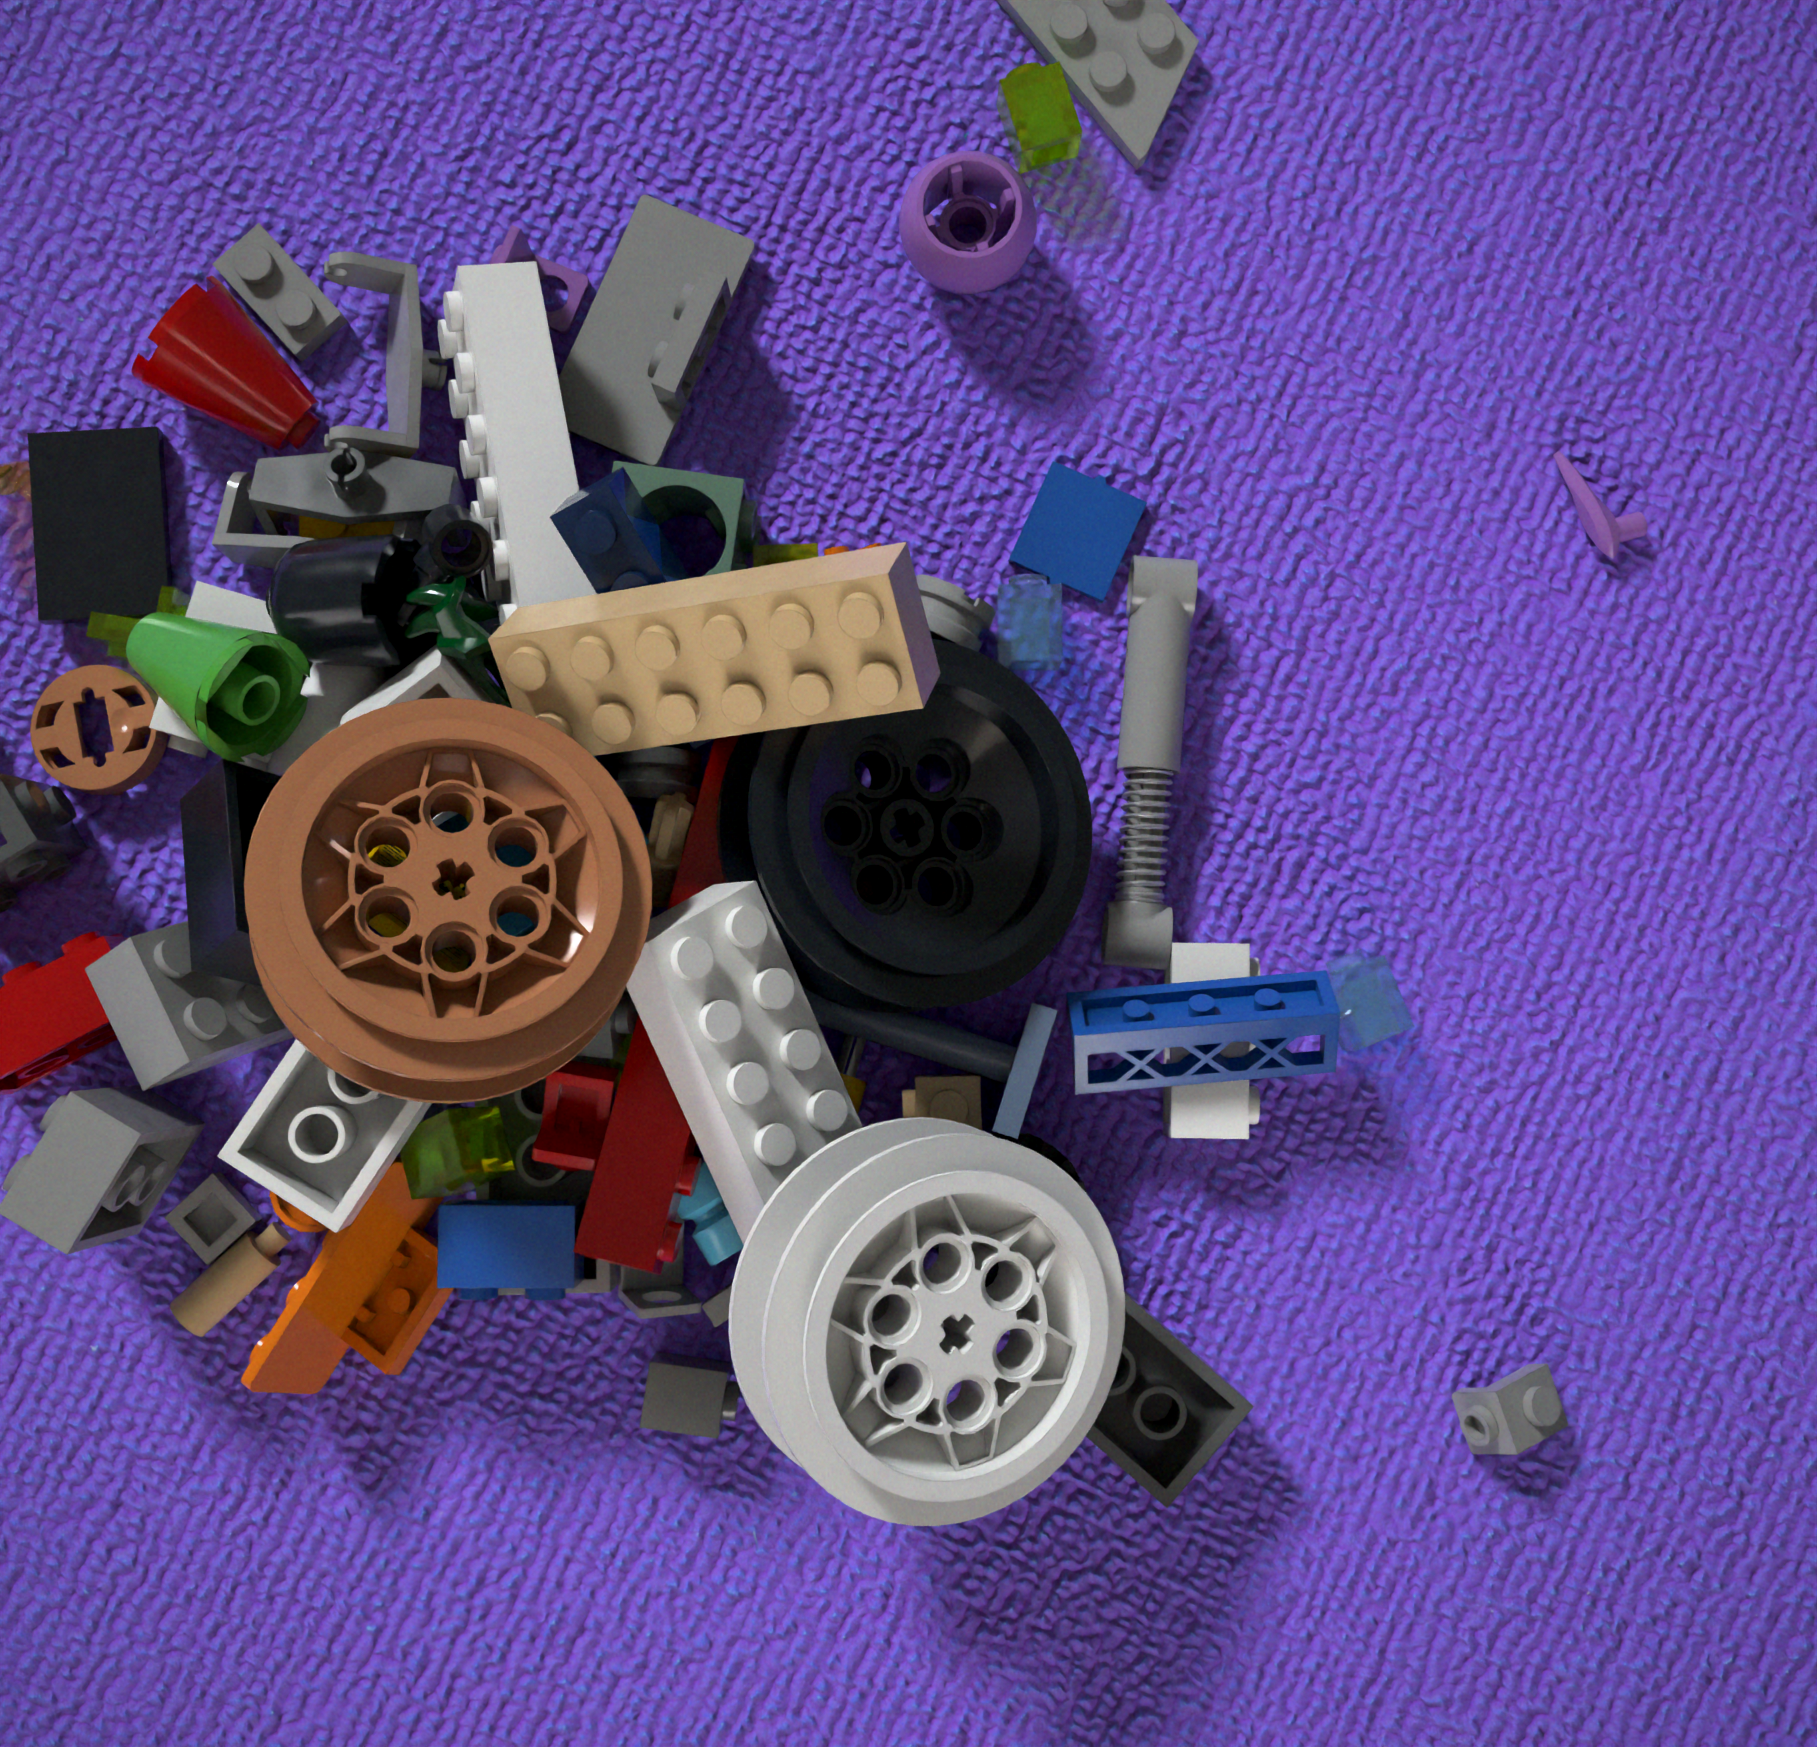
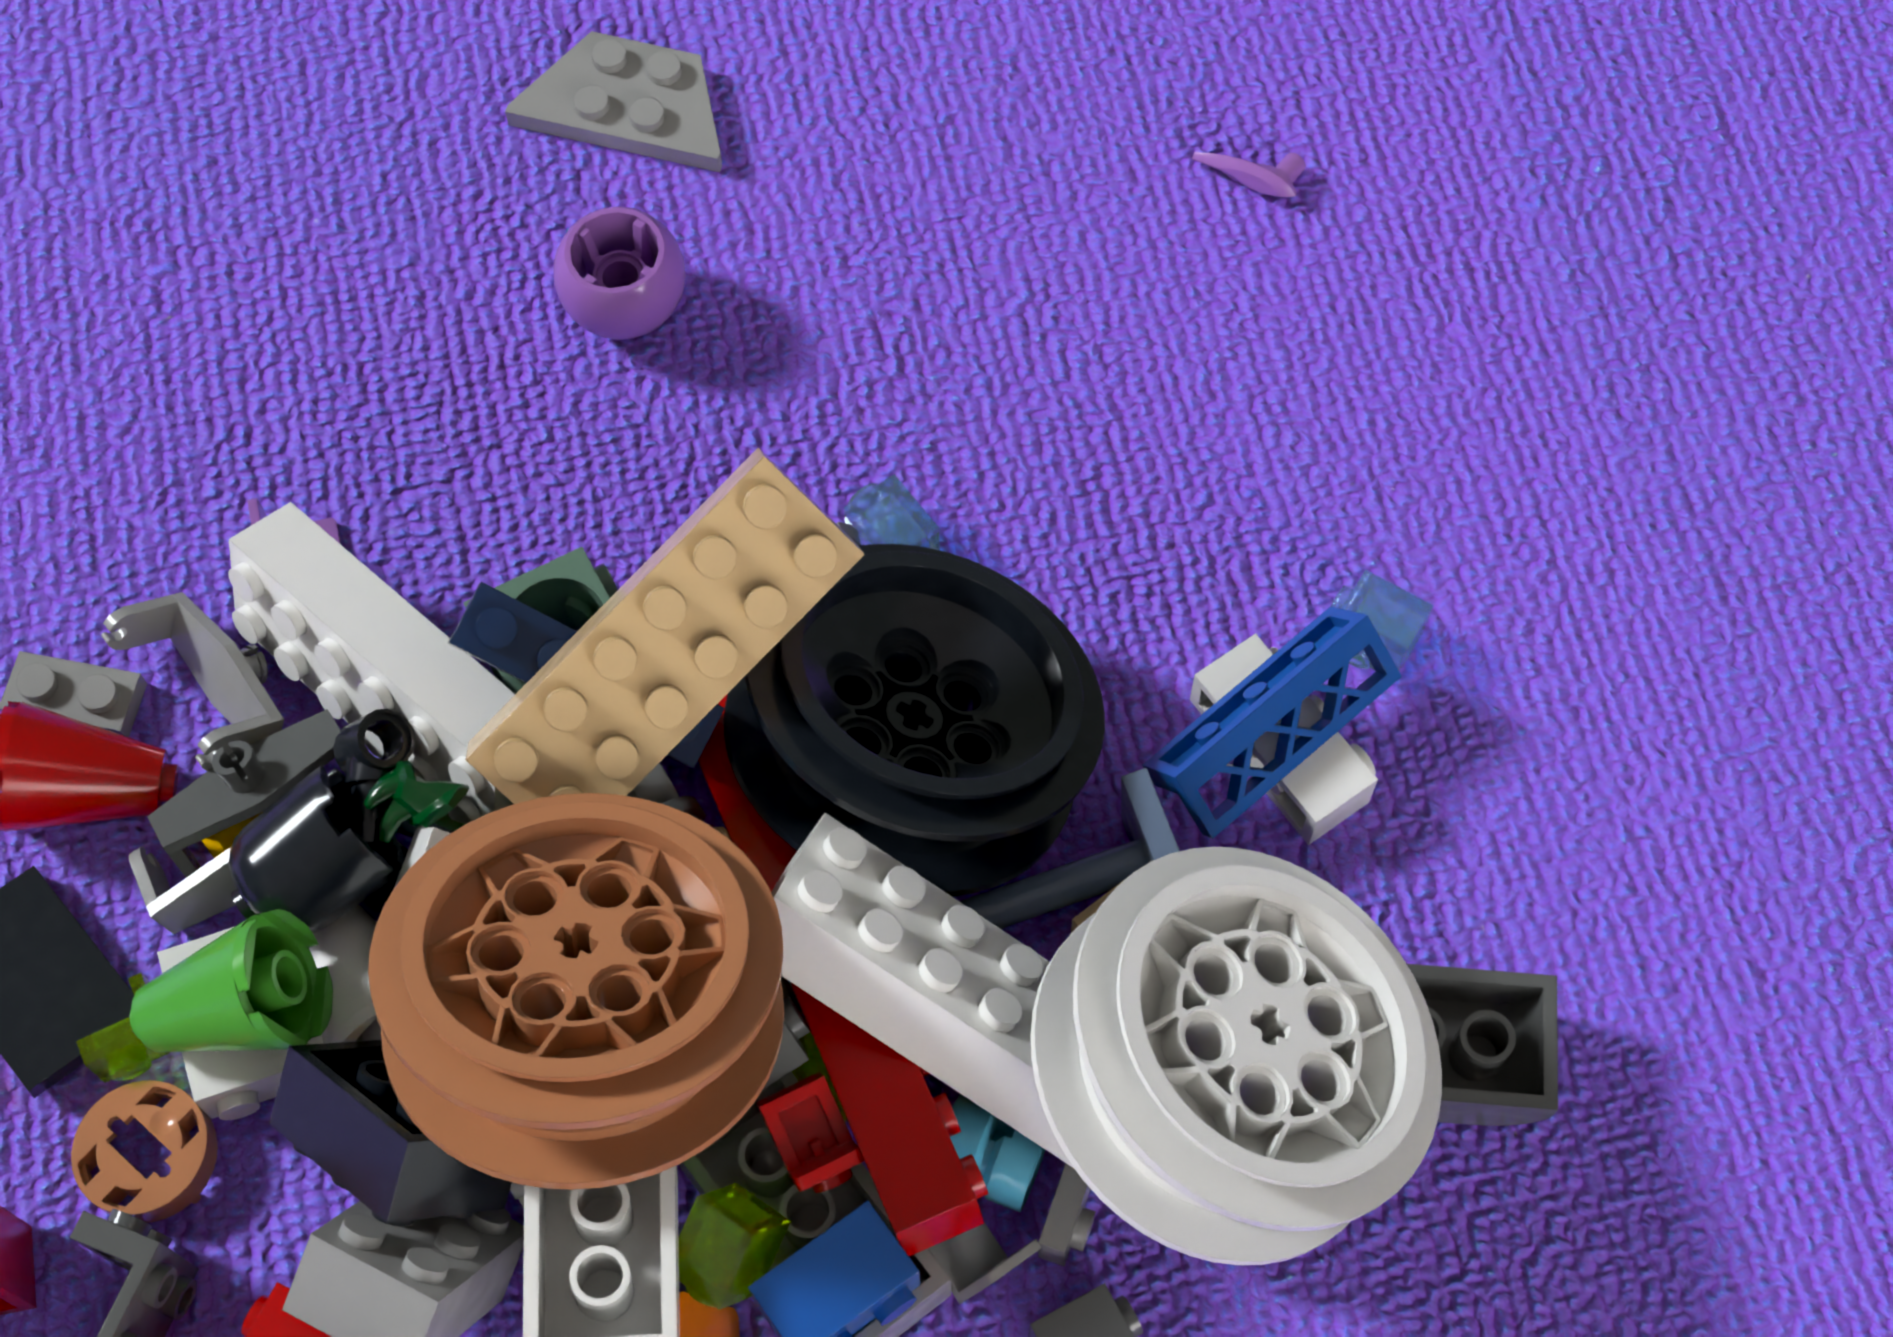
camera: 30 degrees left, 20 degrees down
(651, 329) = (415, 508): light grey bracket -> none
(1038, 116) = (616, 172): clear neon green brick -> none
(1077, 531) = (873, 440): blue piece -> none
(1159, 610) = (982, 445): light grey piece -> none
(1510, 1412) = (1758, 854): light grey bracket -> none

